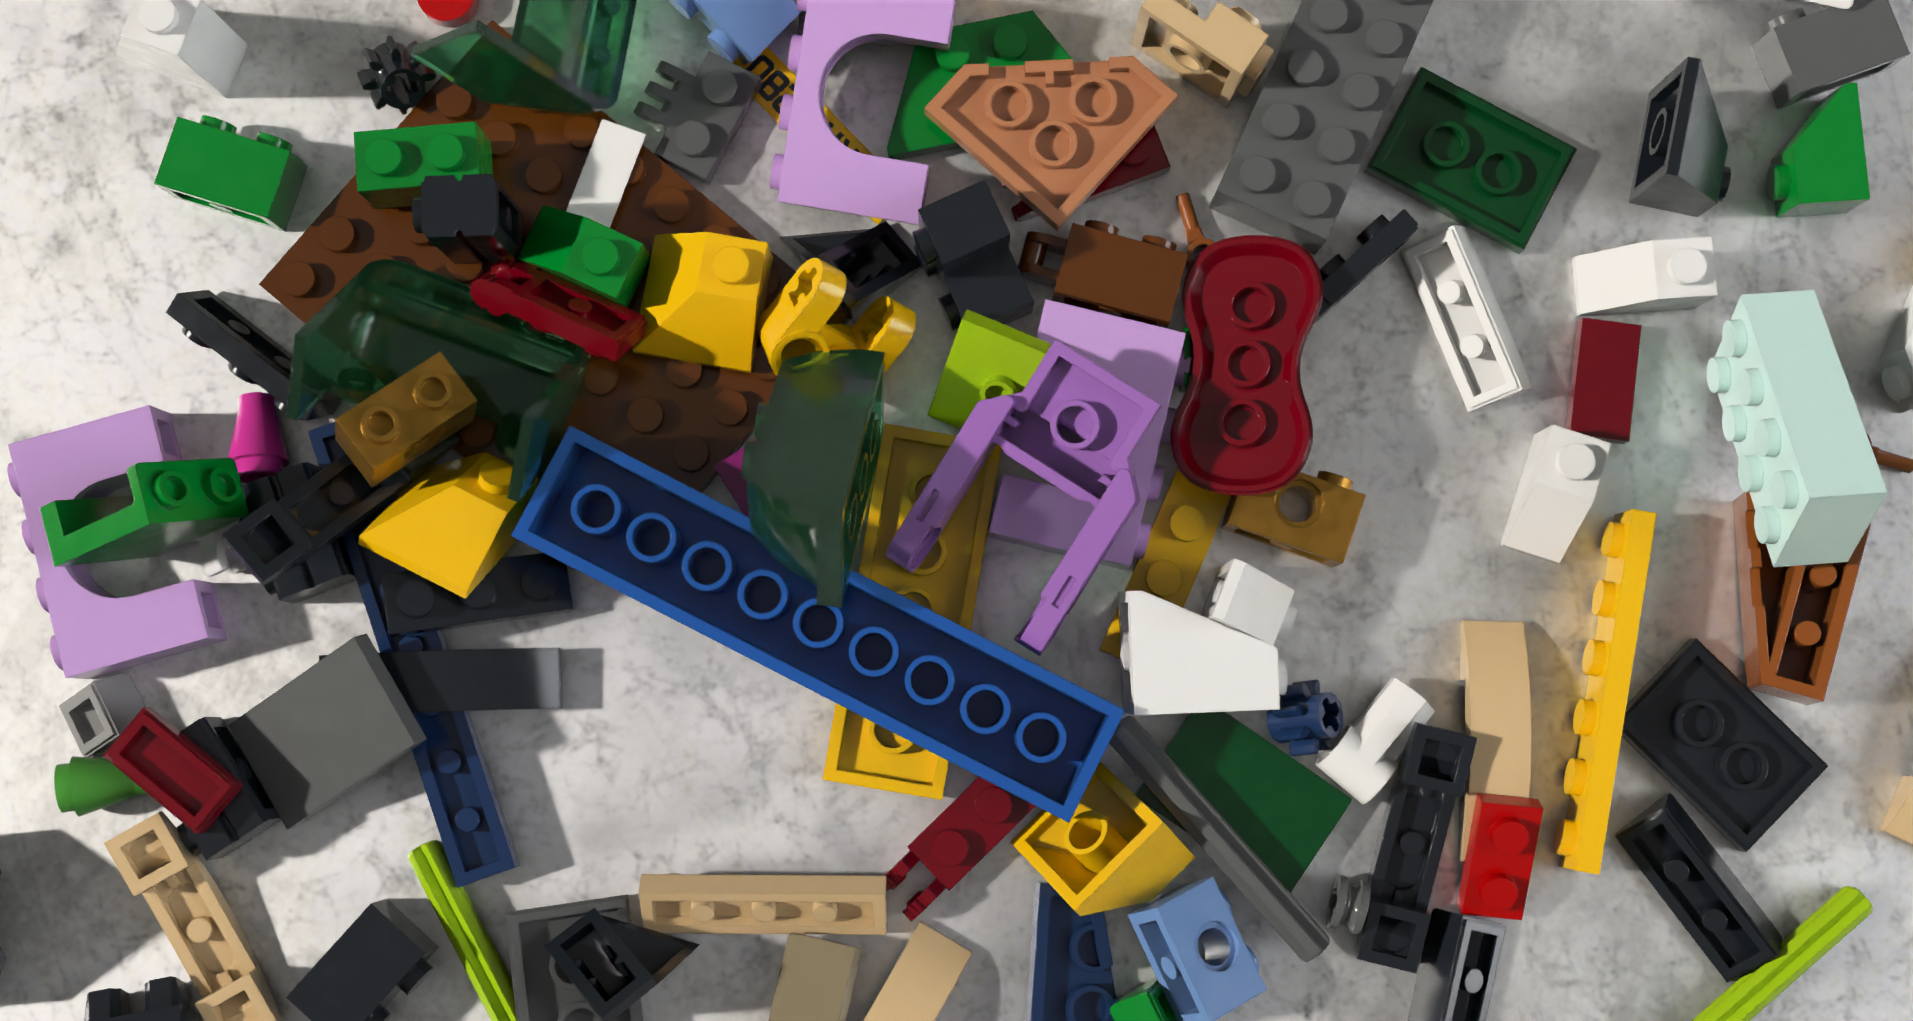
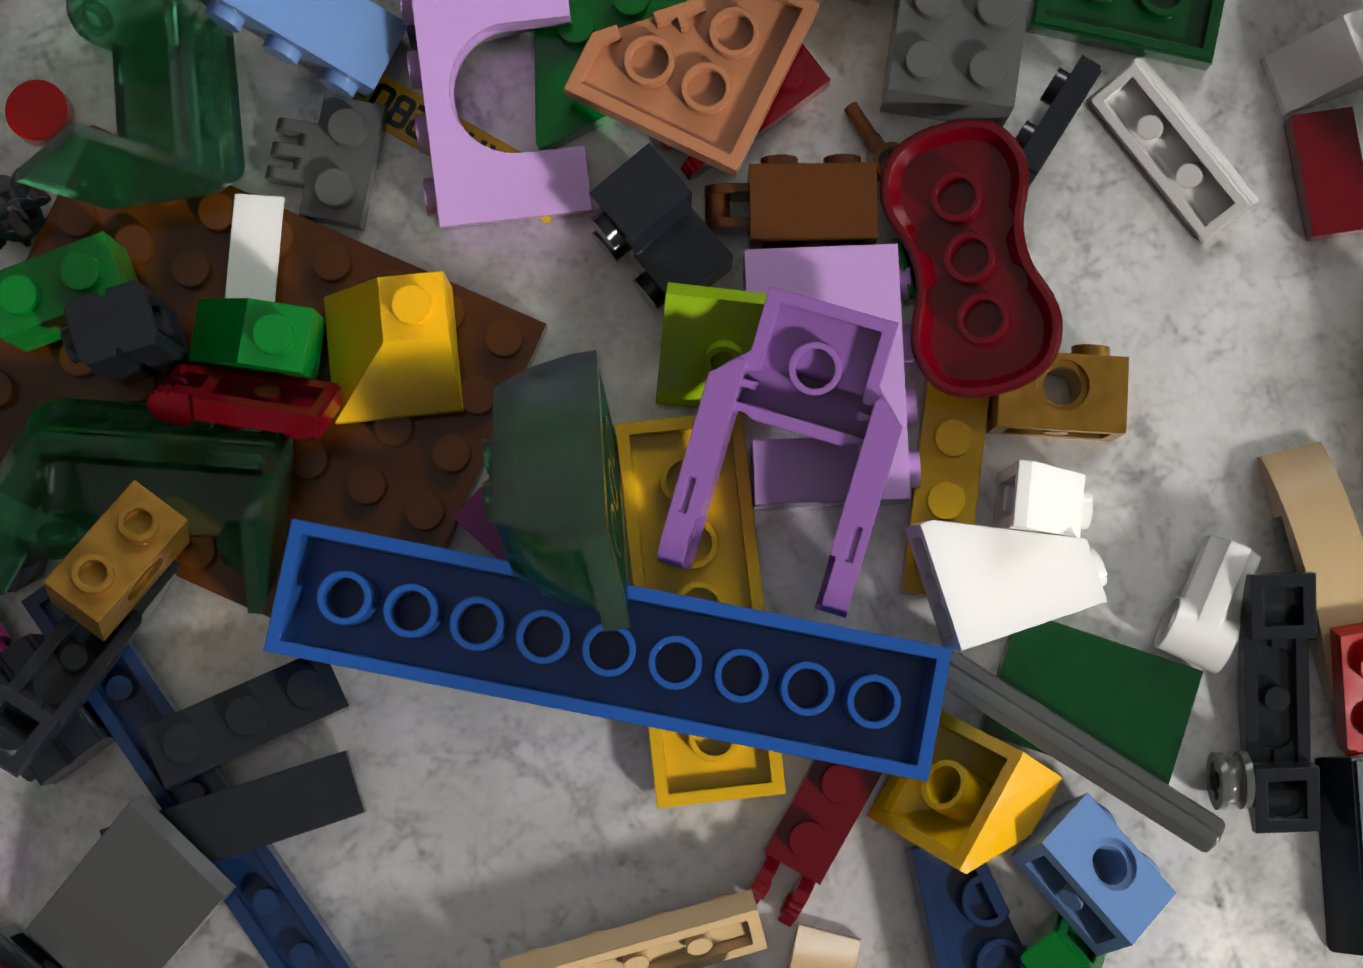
camera: 15 degrees left, 0 degrees up
(451, 522) = (196, 654): yellow slope -> none
(799, 316) = (498, 330): yellow piece -> none
(871, 259) = (538, 271): black slope -> none
(1306, 718) = (1134, 603): dark blue gear -> none
(1554, 492) = (1316, 299): white slope -> none

